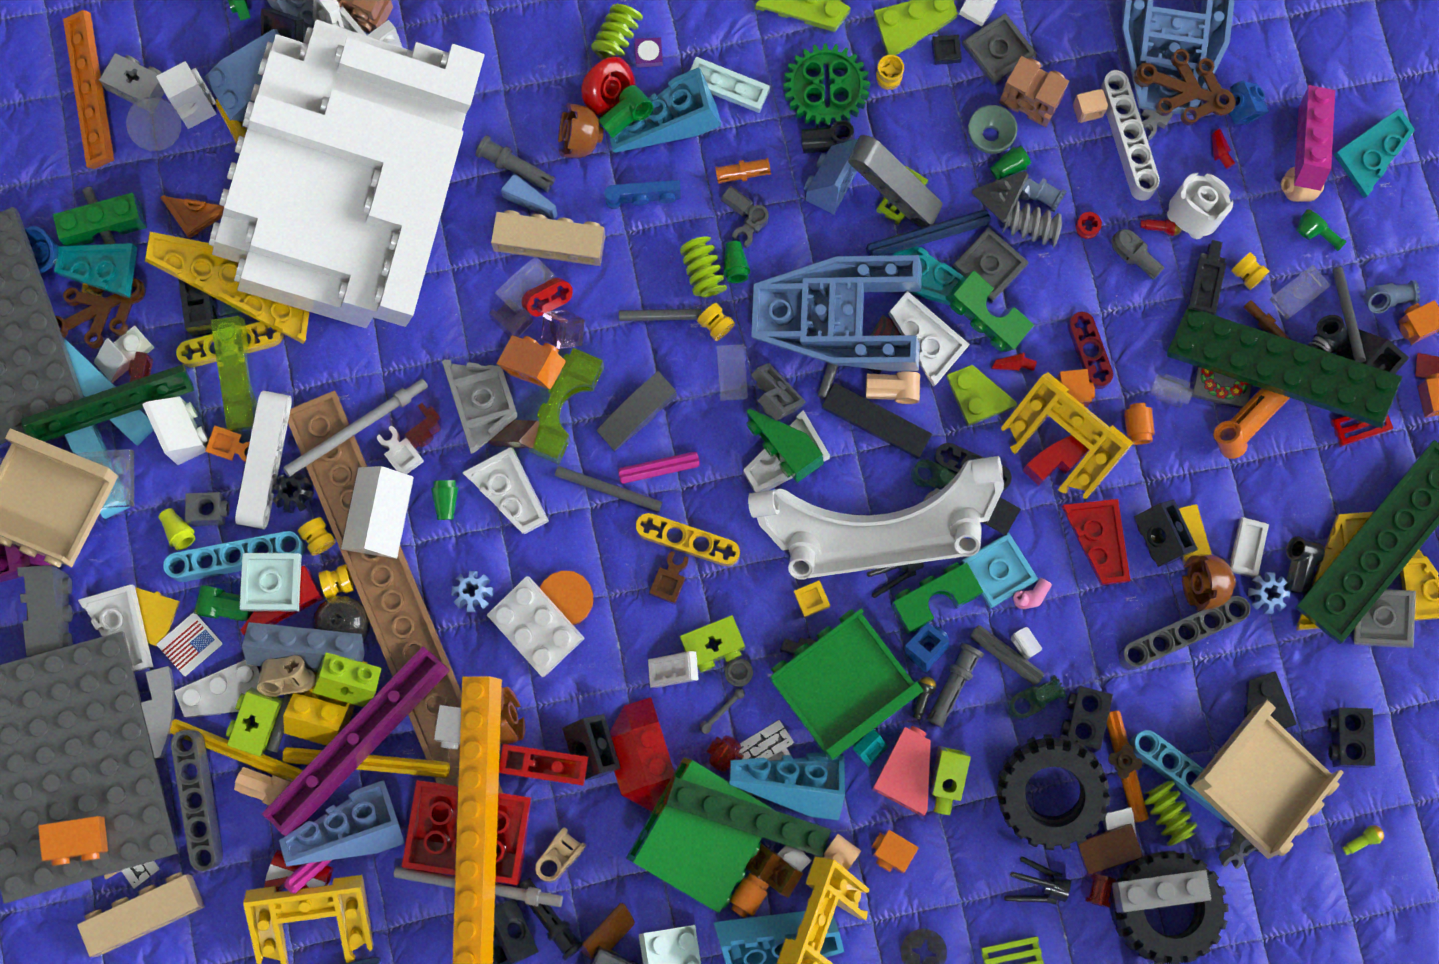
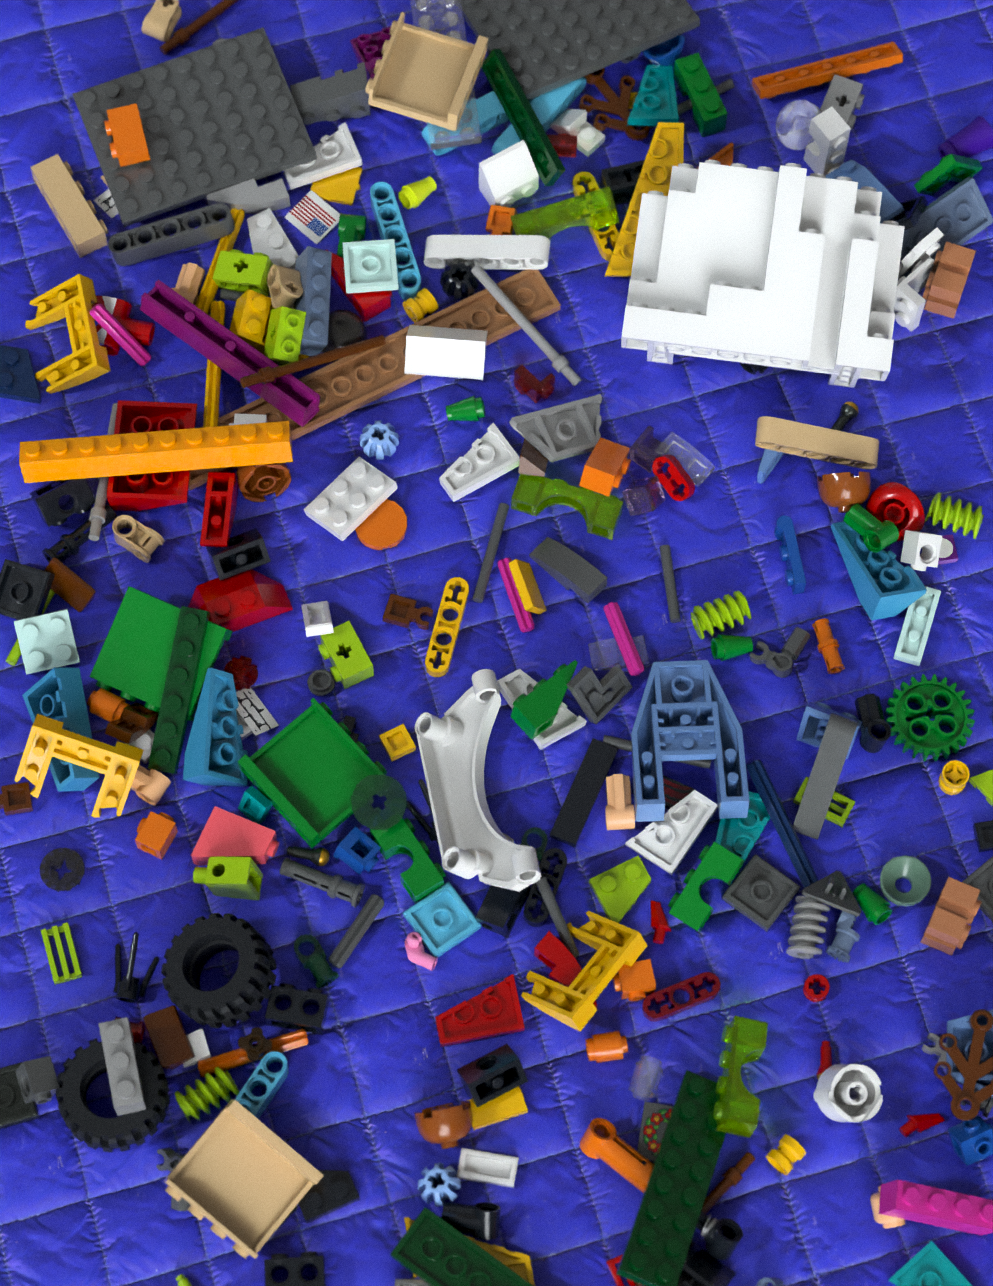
camera: 85 degrees right, 10 degrees down
(194, 506) = (433, 204): dark grey brick -> none
(336, 581) = (378, 323): yellow wheel -> none
(354, 828) = (152, 363): medium blue wedge -> none
(396, 697) = (268, 374): none -> reddish brown bar
(401, 454) = (503, 367): white plate -> none
(488, 120) = (848, 411): none -> pearl dark grey piece
(503, 158) = (814, 416): dark grey pin -> none
(528, 150) = (817, 442): none -> tan beam
(548, 238) = (733, 474): tan brick -> none
(652, 67) = (930, 547): none -> white brick
(653, 454) = (527, 586): none -> yellow tile
(705, 726) = (267, 658): dark grey hinge -> none
(716, 321) = (667, 632): yellow wheel -> none
(720, 364) = (623, 638): none -> dark pink axle
(902, 622) = (382, 786): none -> clear green plate
(1022, 453) = (557, 916): none -> dark grey bar
(1026, 643) = (369, 948): white slope -> none
(1090, 105) = (946, 979): light nougat slope -> none
(1128, 147) = (911, 1032): white beam -> none
(1134, 251) = (792, 1034): dark grey arm -> none
(1171, 636) = (387, 1088): dark grey beam -> none
(1208, 280) = (782, 1113): black hinge -> none
(1212, 307) = (738, 1108): none -> clear neon green arch
(1300, 292) = (770, 1212): clear plate -> none
(1312, 225) = (846, 1220): green bar -> none
(1348, 314) = (747, 1257): dark grey bar -> none

